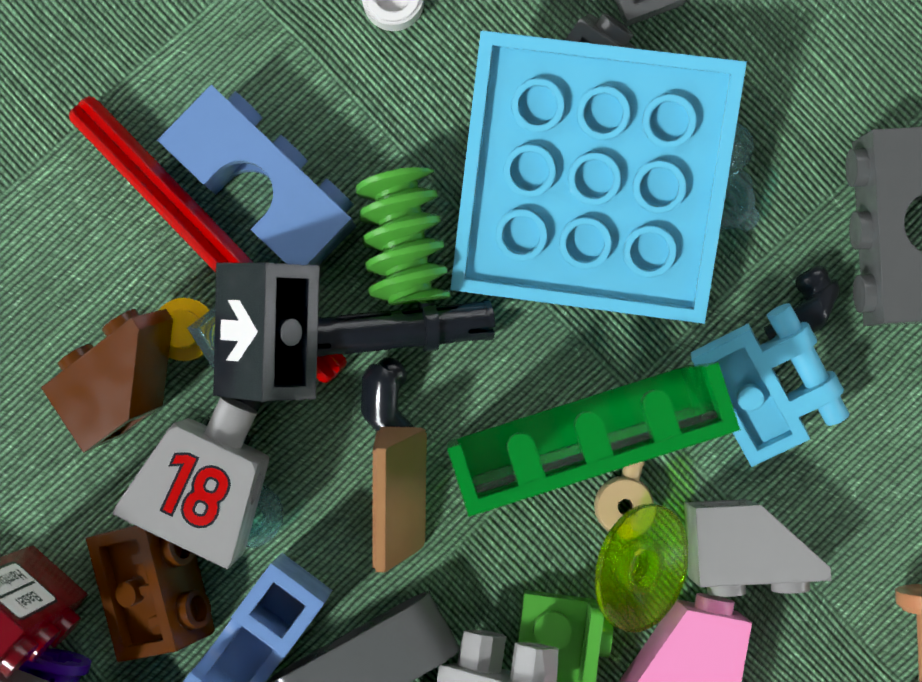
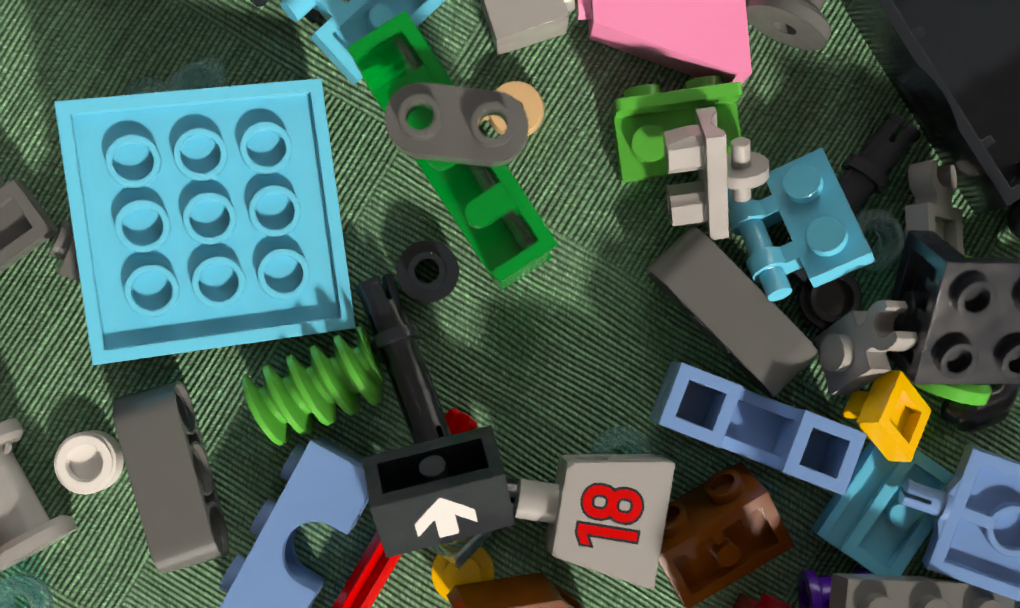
camera: 100 degrees left, 0 degrees up
(355, 73) = (171, 477): none -> dark grey beam
(381, 393) = (480, 365): black arm -> none
(398, 495) = (562, 322): medium nougat slope -> none
(507, 375) = (447, 276): none -> black plate
(607, 449) = (455, 127): none -> dark grey plate
(641, 567) = (567, 76): clear neon green dish -> none

